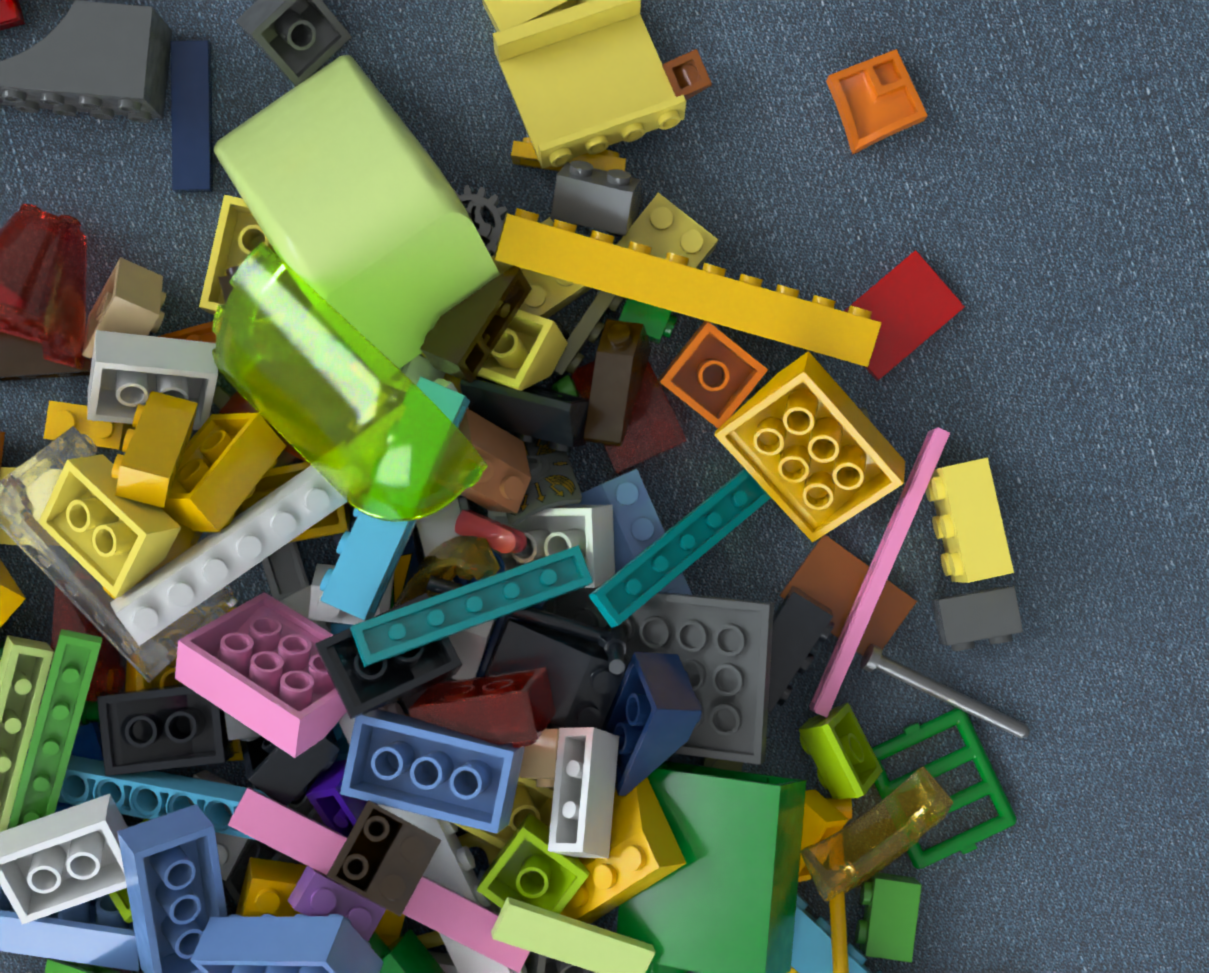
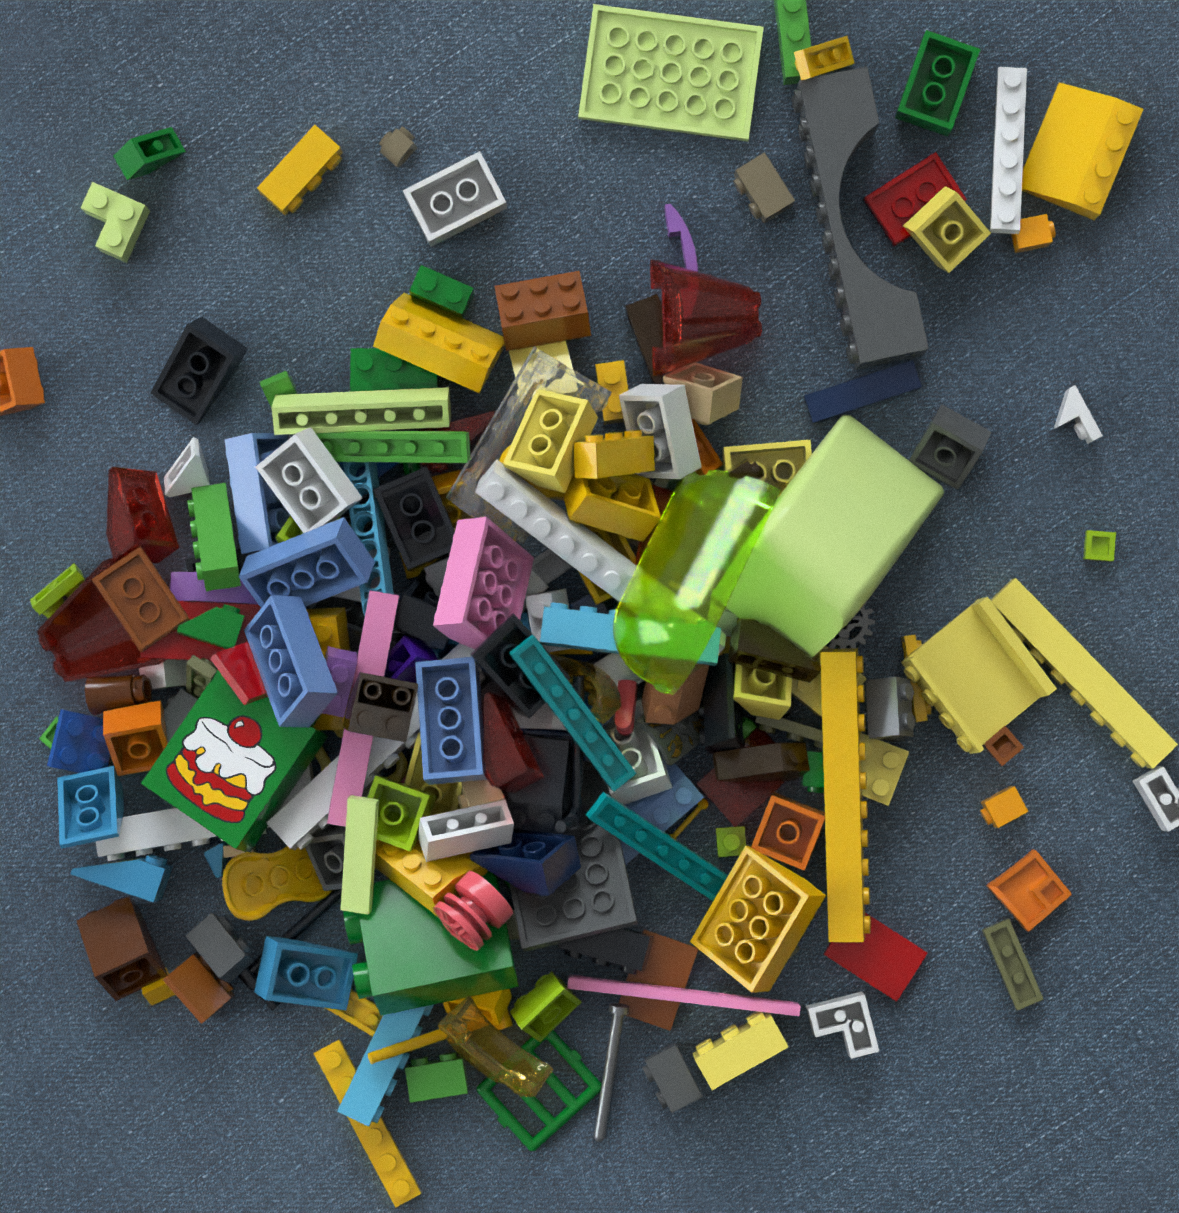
camera: 70 degrees right, 0 degrees up
(646, 475) = (703, 804): none -> yellow hinge
(694, 820) = (468, 915): none -> coral wheel
(702, 453) = (730, 841): none -> lime plate
(763, 100) = (1003, 807): none -> light orange brick
(961, 149) = (1012, 964): none -> olive plate
(965, 372) = (847, 1015): none -> white brick

